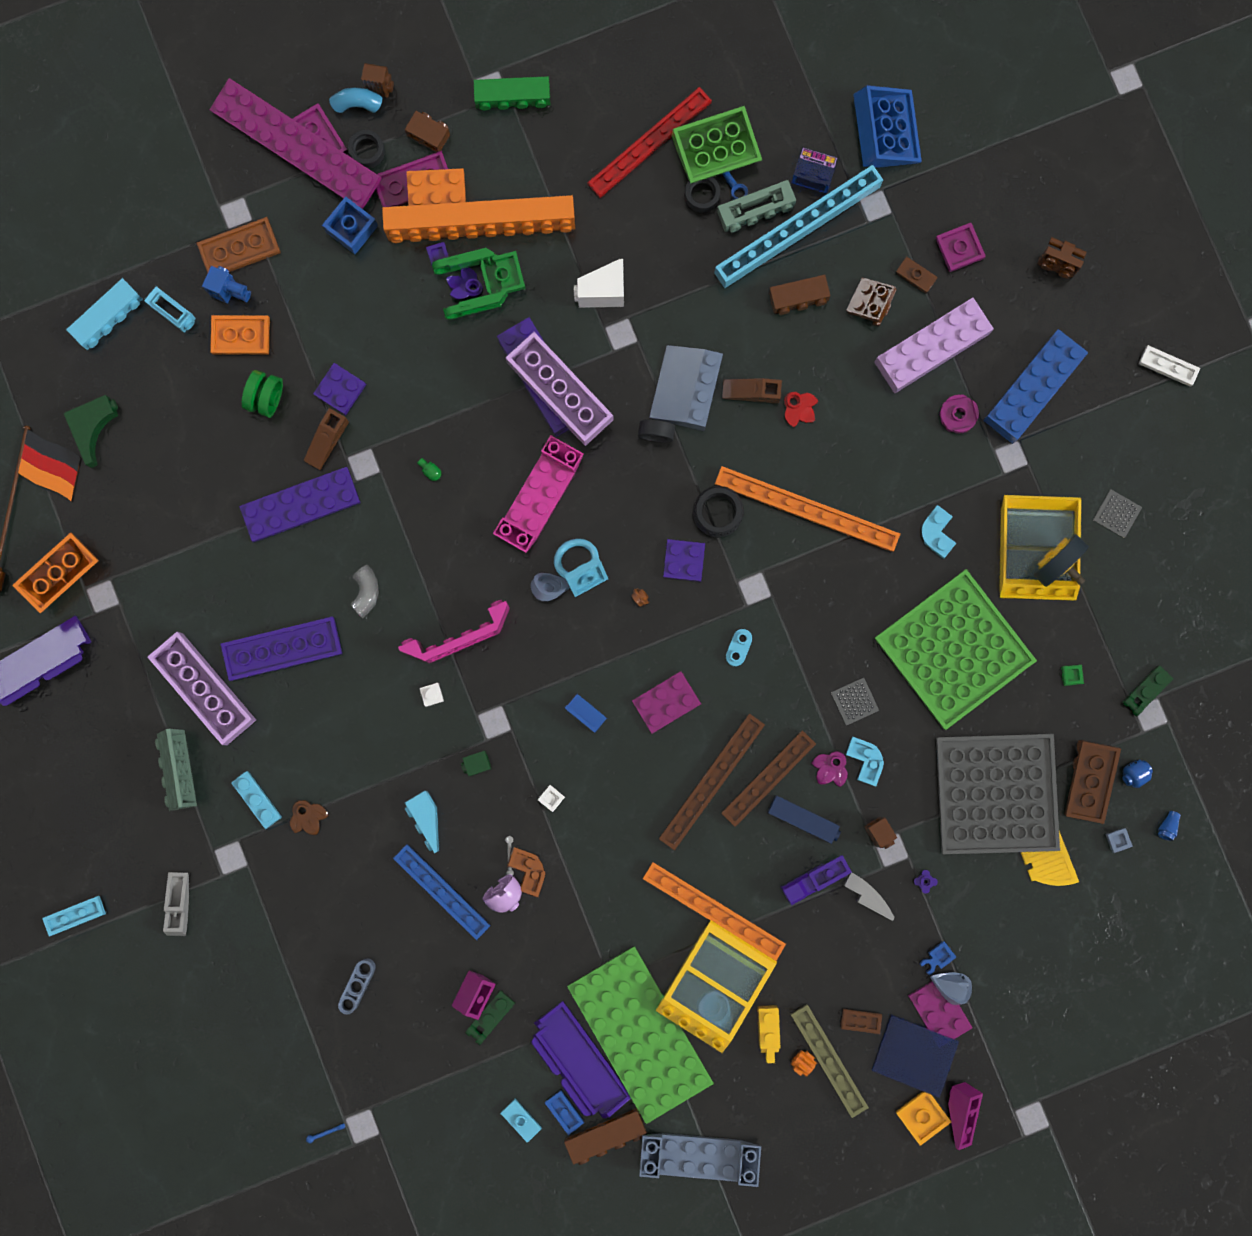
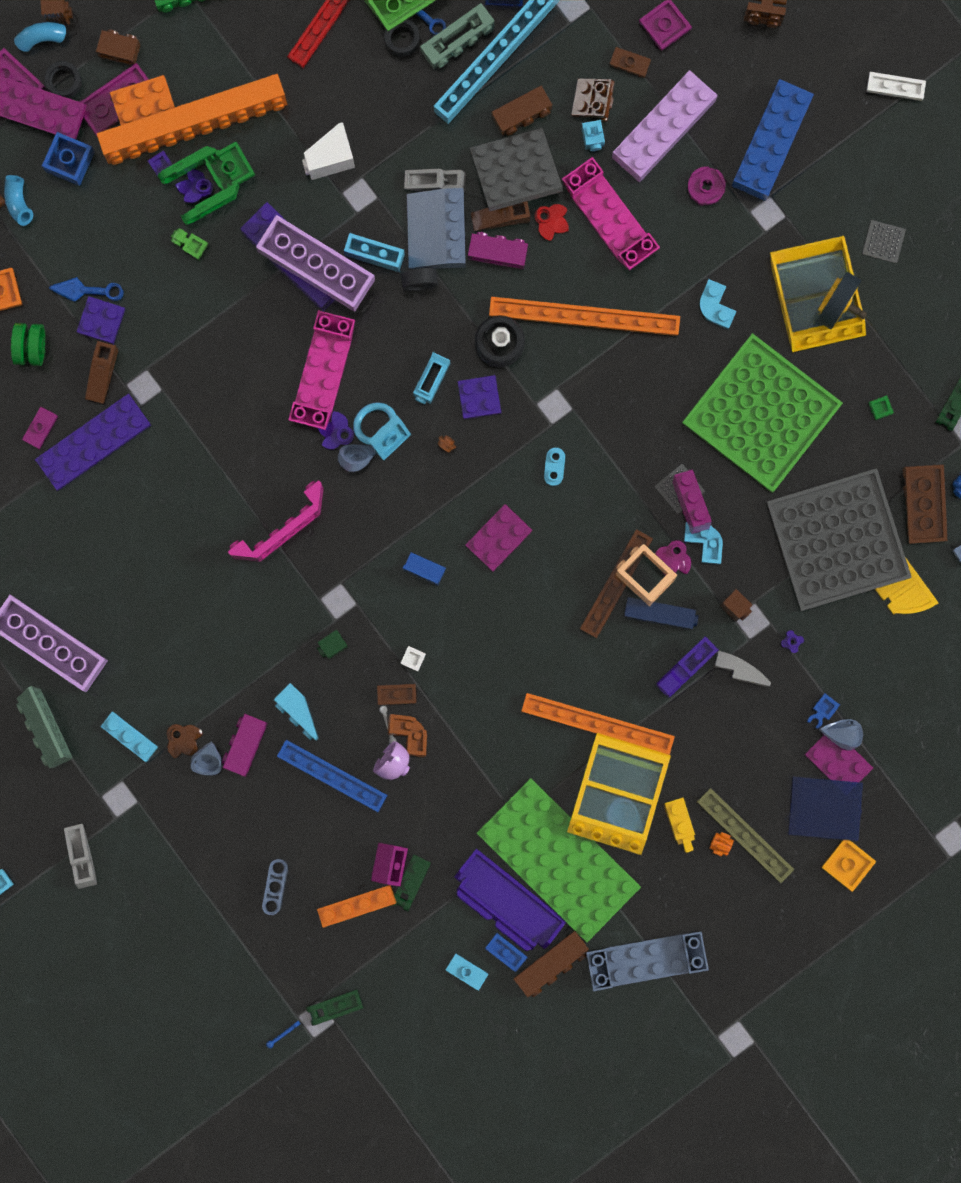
camera: 15 degrees left, 0 degrees up
(252, 477) = (40, 427): none -> magenta plate
(281, 648) = (113, 585): dark purple plate -> none
(289, 252) = (15, 201): none -> dark azure cylinder
(322, 352) = (74, 289): none -> blue piece
(323, 845) = (206, 760): none -> sand blue piece
(364, 838) = (244, 744): none -> magenta brick
(368, 591) = (182, 508): clear cylinder -> none
(383, 1120) = (335, 1007): none -> dark green plate
(430, 470) = (210, 375): green cylinder -> none
(430, 1026) = (356, 906): none -> orange plate
(431, 694) = (271, 591): white plate -> none
(447, 341) = (193, 245): none -> bright green plate
(526, 829) = (396, 694): none -> reddish brown plate
(535, 555) = (334, 430): none -> dark purple plate
(619, 393) = (374, 252): none -> medium azure brick
(628, 545) = (423, 396): none -> medium azure window
(697, 338) = (434, 179): none -> light grey slope
(711, 781) = (562, 601): reddish brown plate -> none
(720, 507) = (500, 336): none -> white tile
(740, 423) = (498, 250): none -> magenta brick
(778, 349) = (516, 169): none -> dark grey plate
(781, 763) = (647, 597): none -> light nougat window
(857, 417) = (609, 214): none -> dark pink slope
(861, 1021) = (765, 790): reddish brown plate -> none
(862, 336) = (593, 135): none -> medium azure brick
(864, 718) = (692, 501): none -> magenta brick
(964, 1111) = (884, 844): magenta slope -> none

